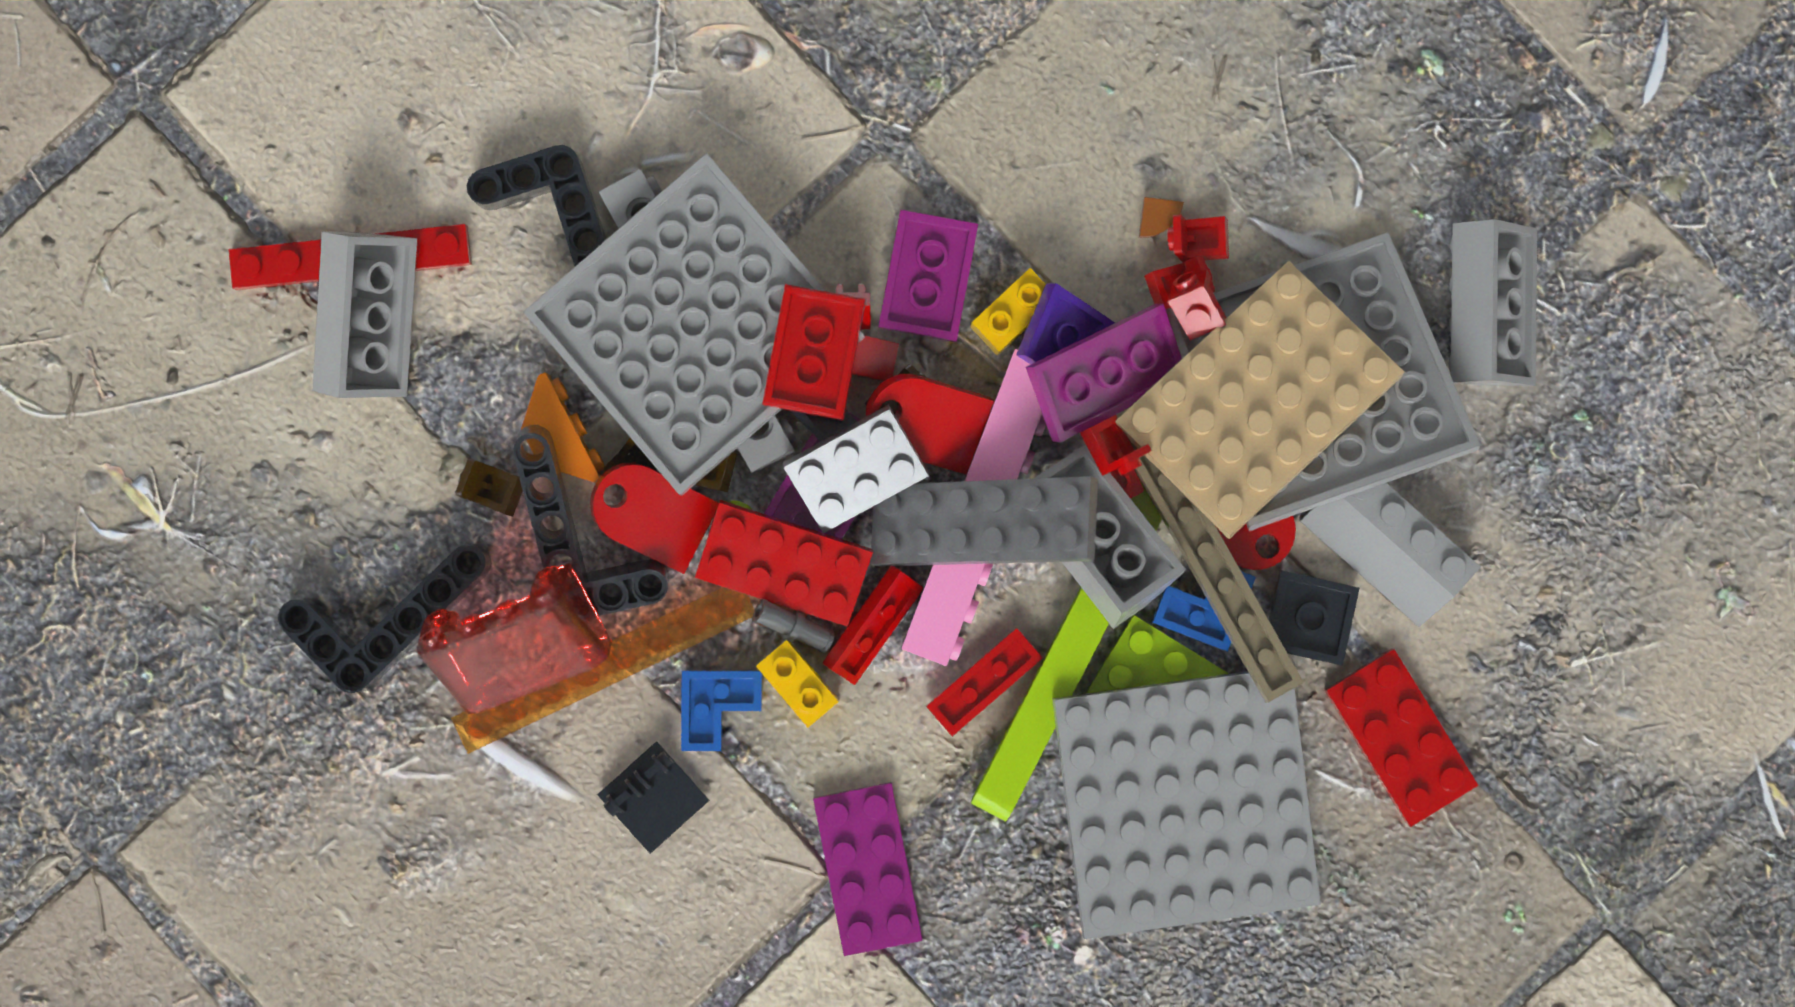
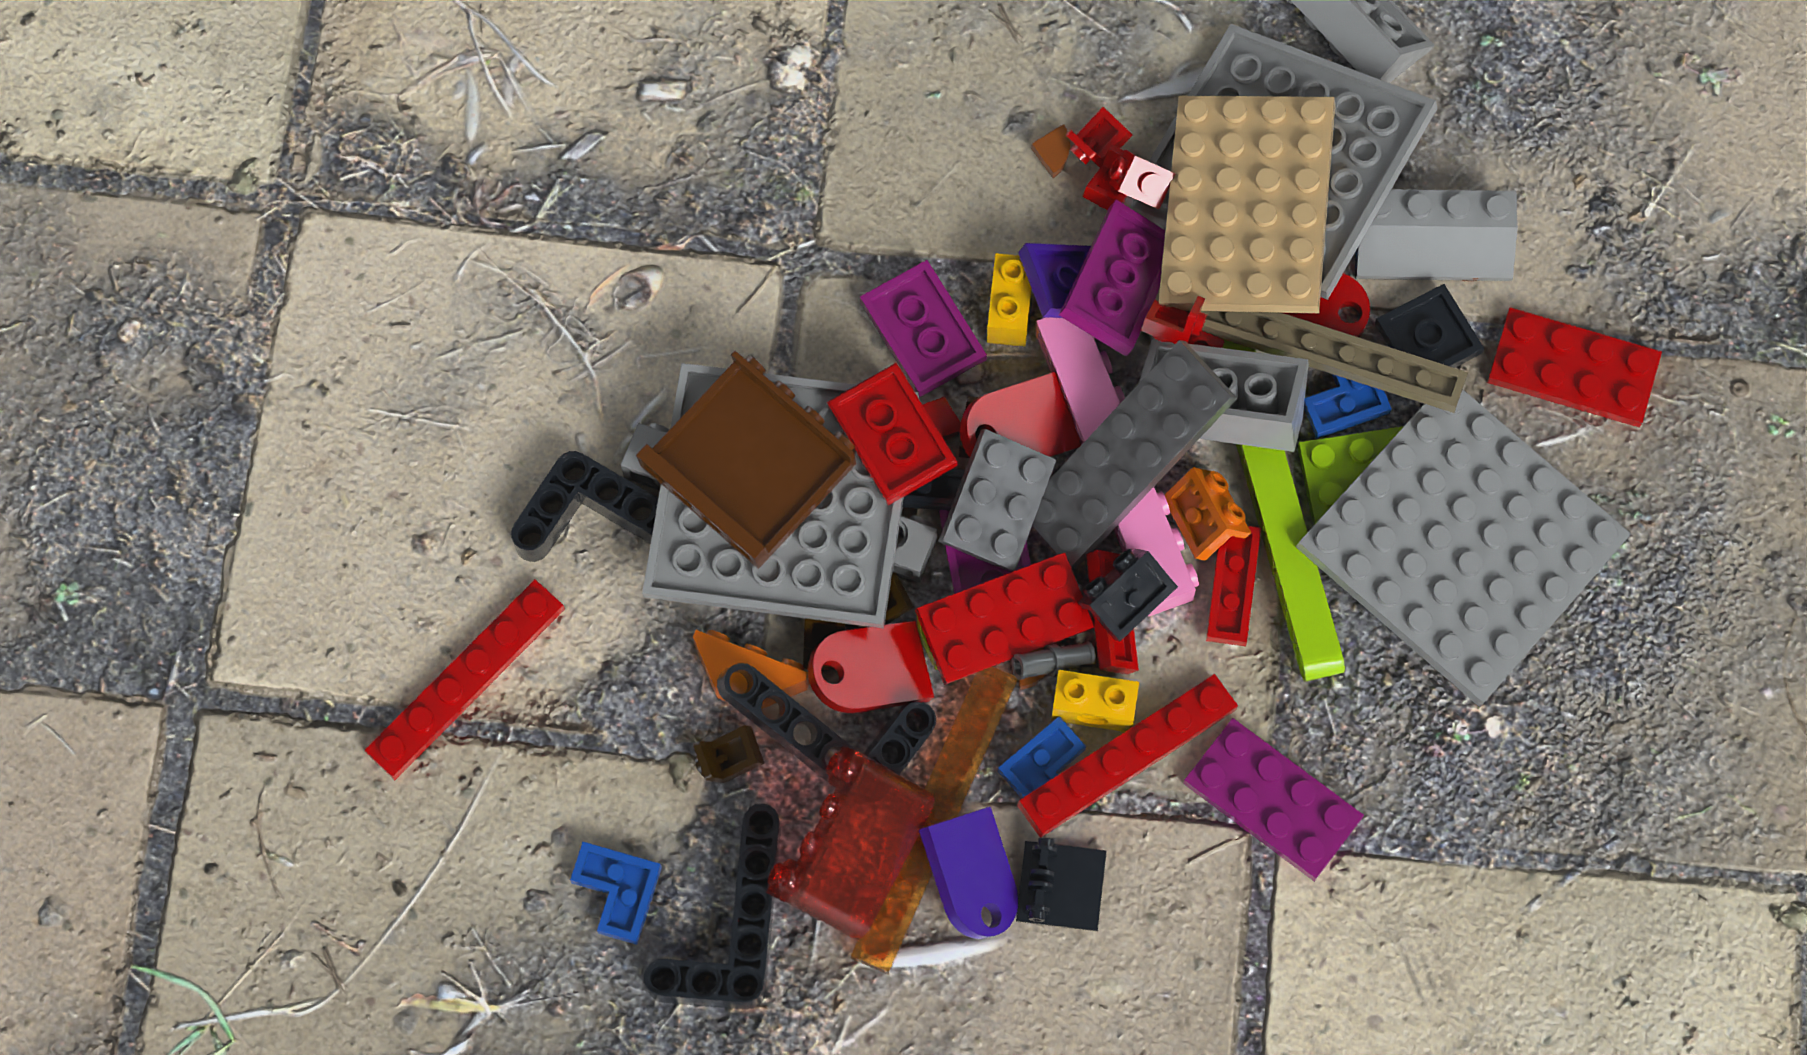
camera: 40 degrees left, 15 degrees down
(337, 518) = (627, 882): none -> blue plate
(364, 315) = (516, 705): light grey slope -> none
(591, 734) = (972, 873): none -> dark purple tile
(686, 278) = (750, 460): none -> reddish brown panel
(785, 745) = (1127, 755): none -> red plate
(888, 626) = (1127, 592): none -> black bracket
(1011, 610) = (1205, 511): none -> orange bracket

